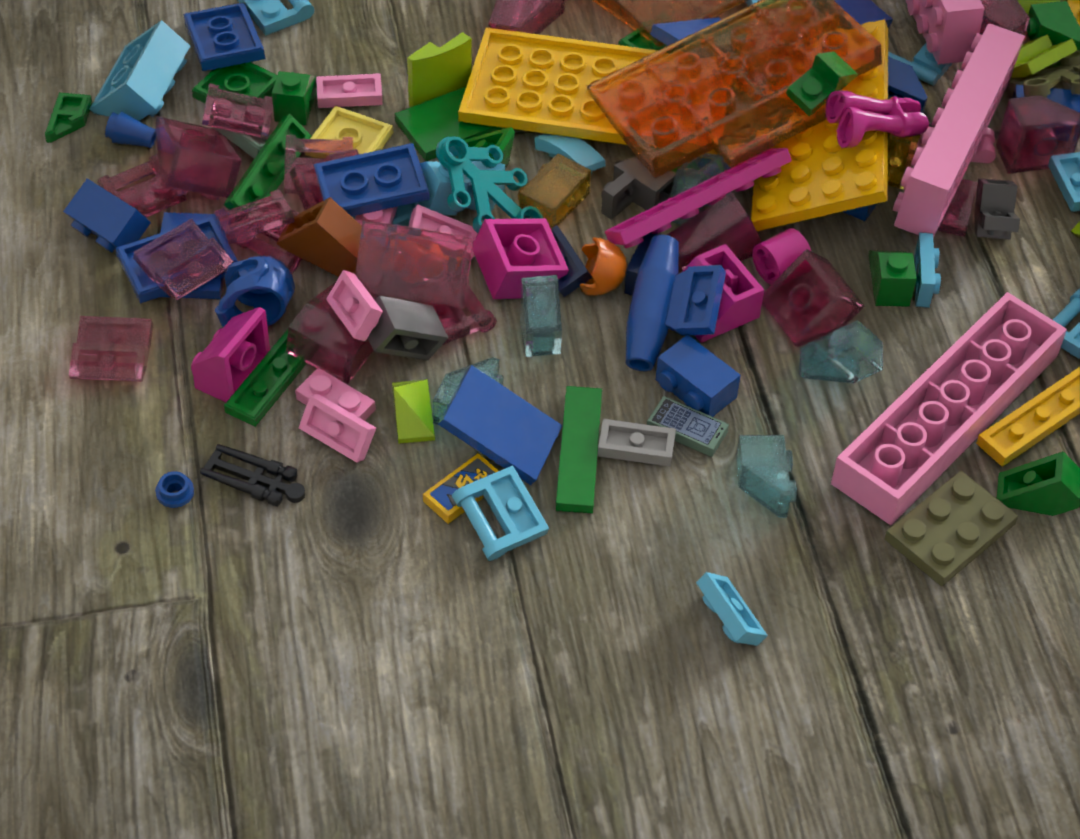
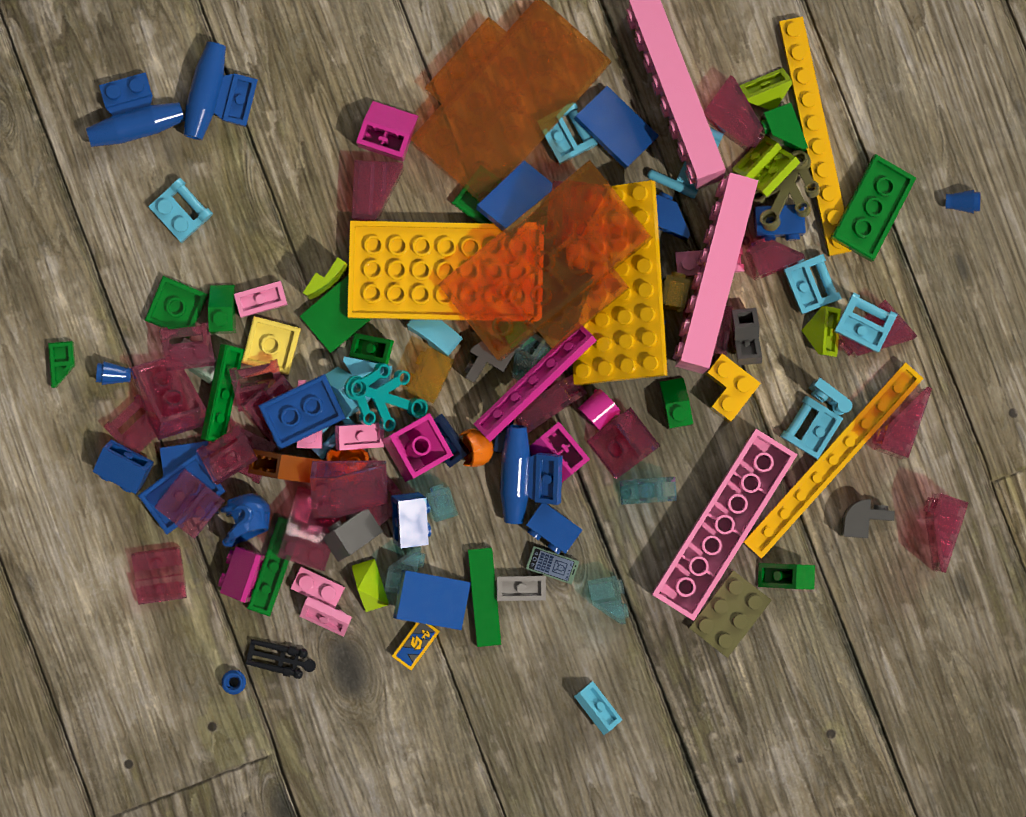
camera: 10 degrees left, 35 degrees up
(143, 74) = (103, 316): medium azure slope -> none
(223, 36) = (153, 260): blue tile -> none
(354, 305) = (318, 537): bright pink plate -> none
(491, 326) = (410, 520): none -> brick
(511, 507) = (450, 658): medium azure plate -> none
(827, 75) = (611, 279): green slope -> none
(862, 114) = (629, 302): dark pink piece -> none
(926, 261) = (700, 388): medium azure plate -> none
(972, 261) = (737, 387): none -> yellow brick

